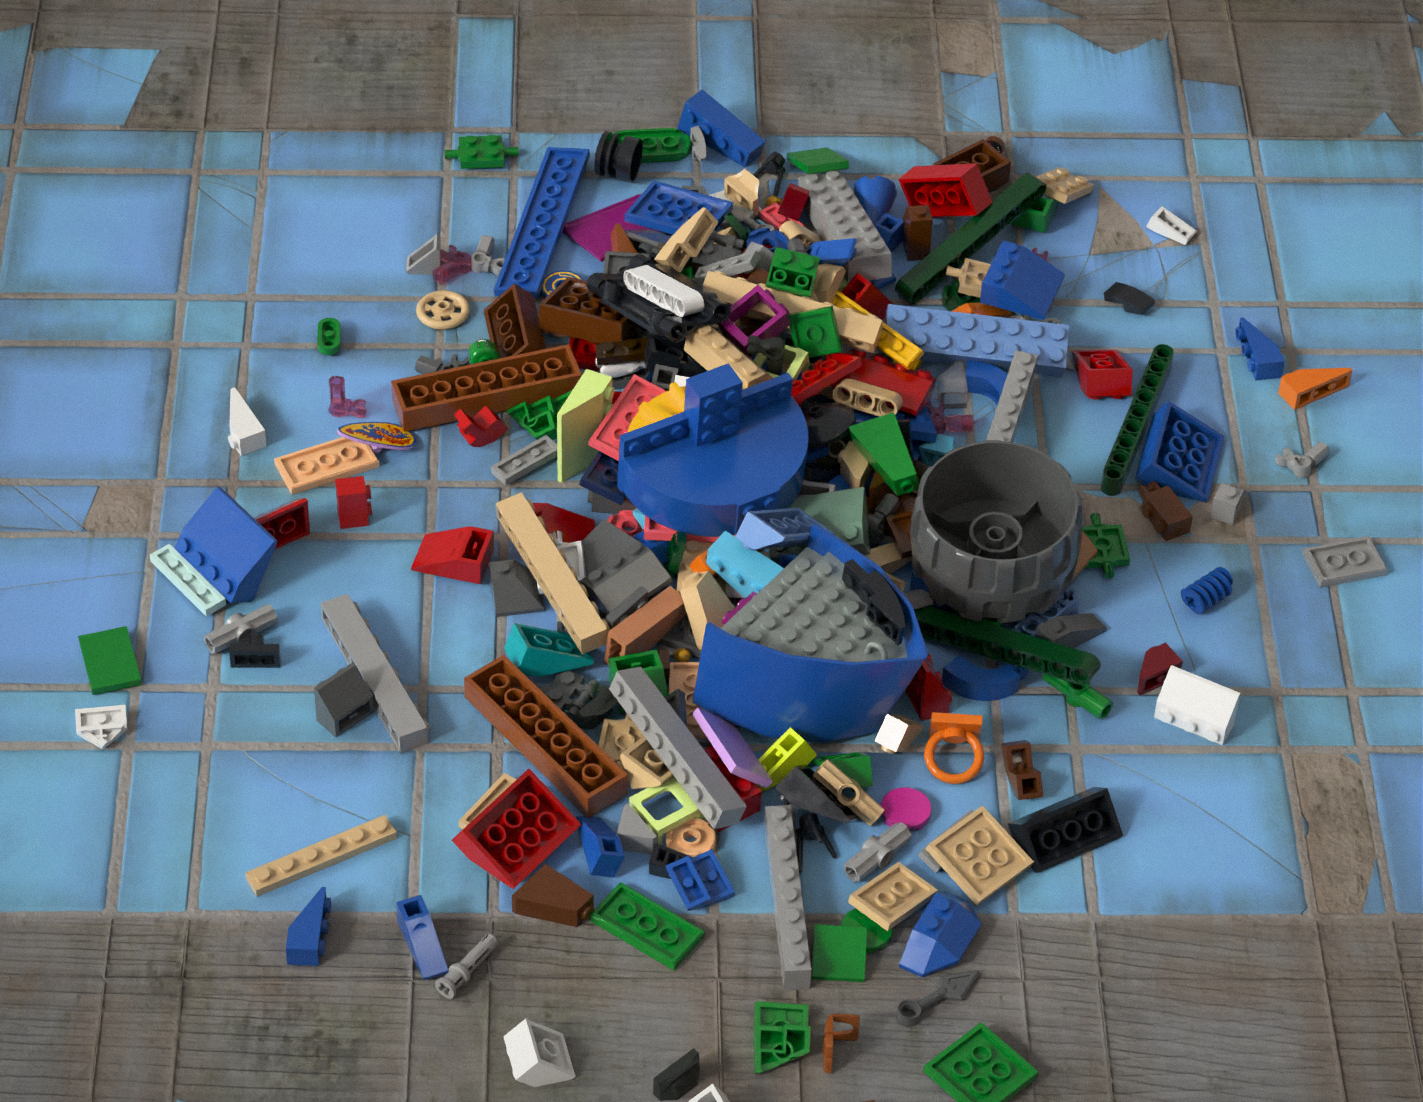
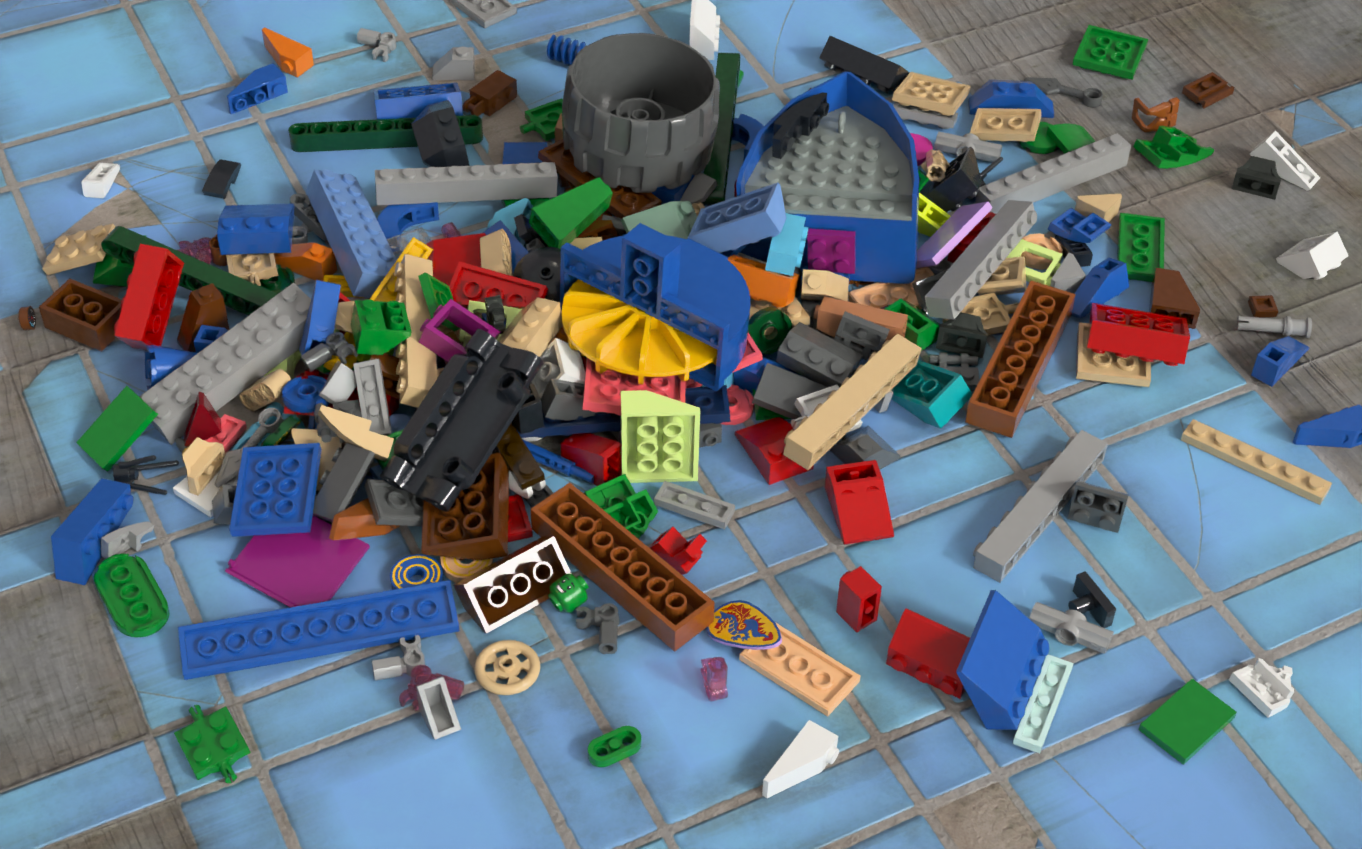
camera: 115 degrees left, 0 degrees up
(503, 979) = (1263, 306): none -> reddish brown tile
(618, 156) = (185, 590): black wheel -> none
(663, 290) = (465, 401): white beam -> none
(715, 910) = (1104, 205): none -> tan slope
(1096, 441) = (440, 136): none -> black wedge
(1103, 373) = (340, 157): red slope -> none

